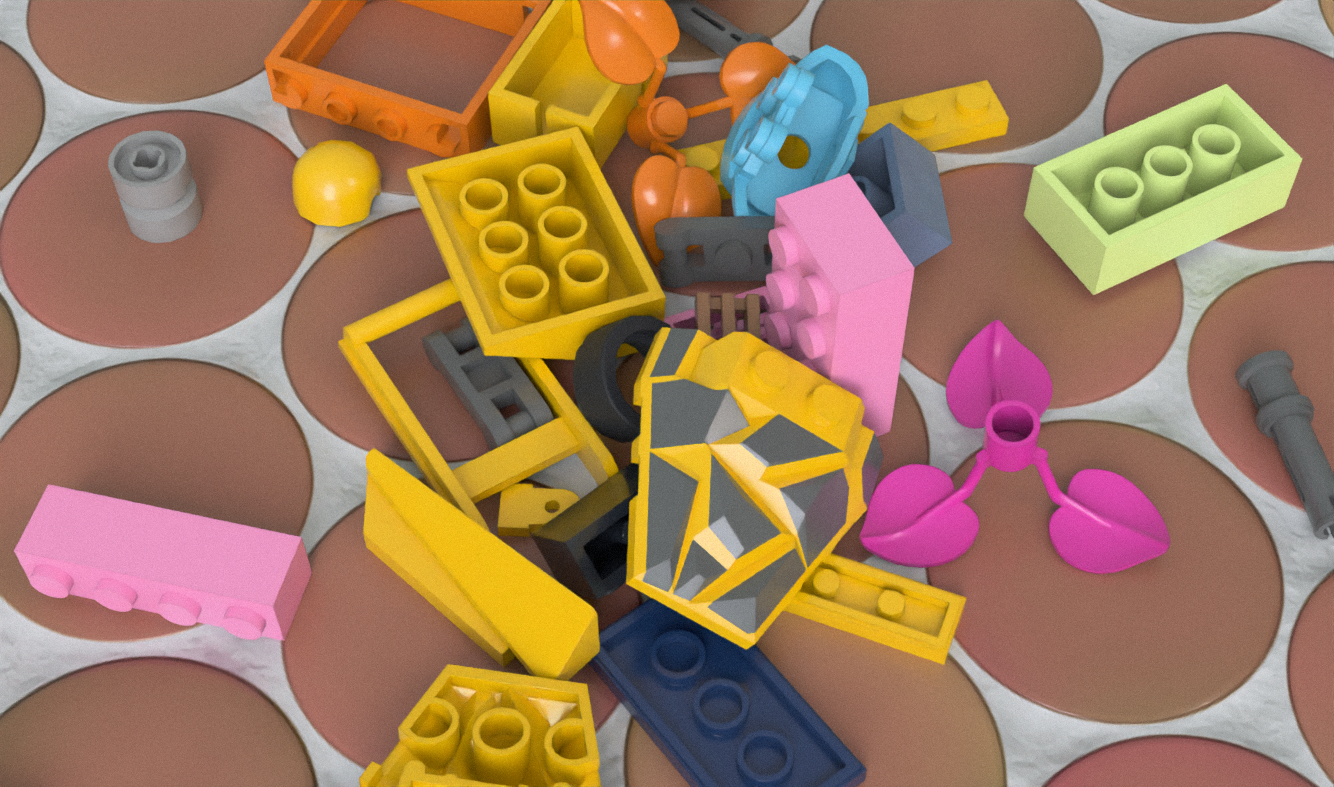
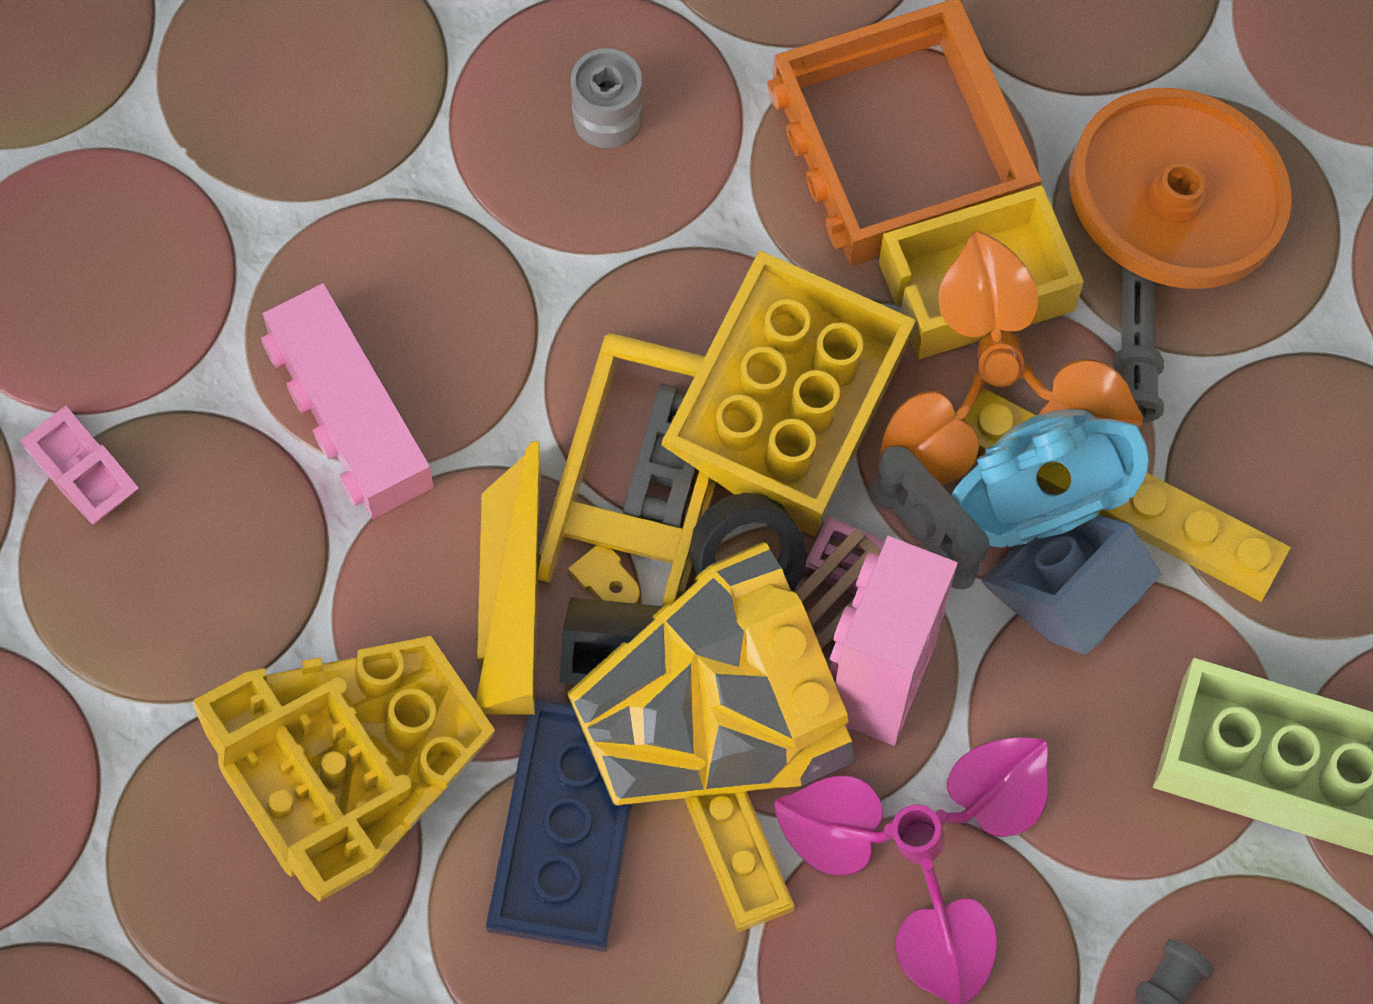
camera: 45 degrees right, 15 degrees up
(335, 183) = (736, 200): yellow hair -> none

